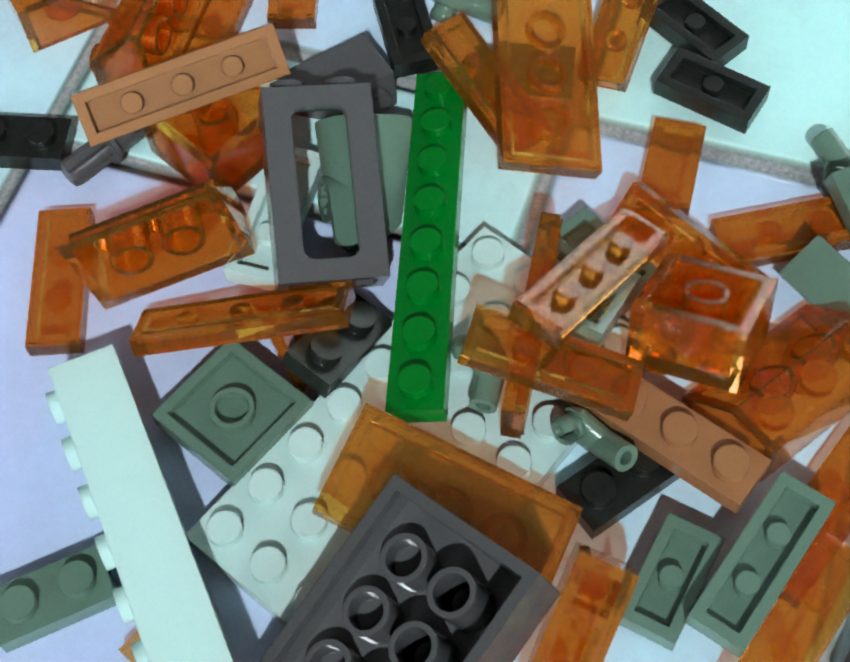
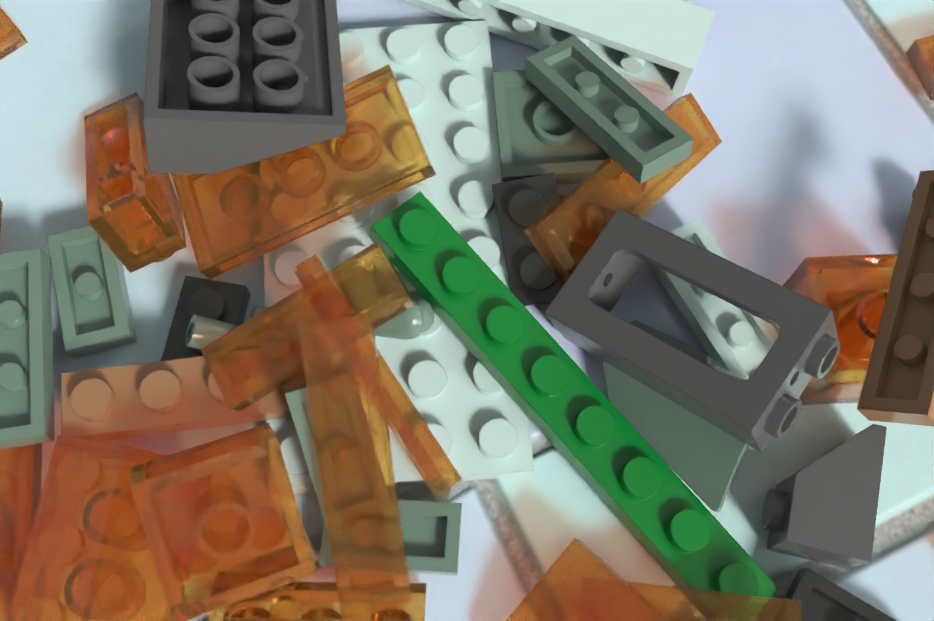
camera: 130 degrees right, 10 degrees up
(57, 293) = (818, 114): clear orange tile -> none
(159, 242) = (777, 174): clear orange slope -> none
(204, 357) = (609, 109): none -> sand green plate

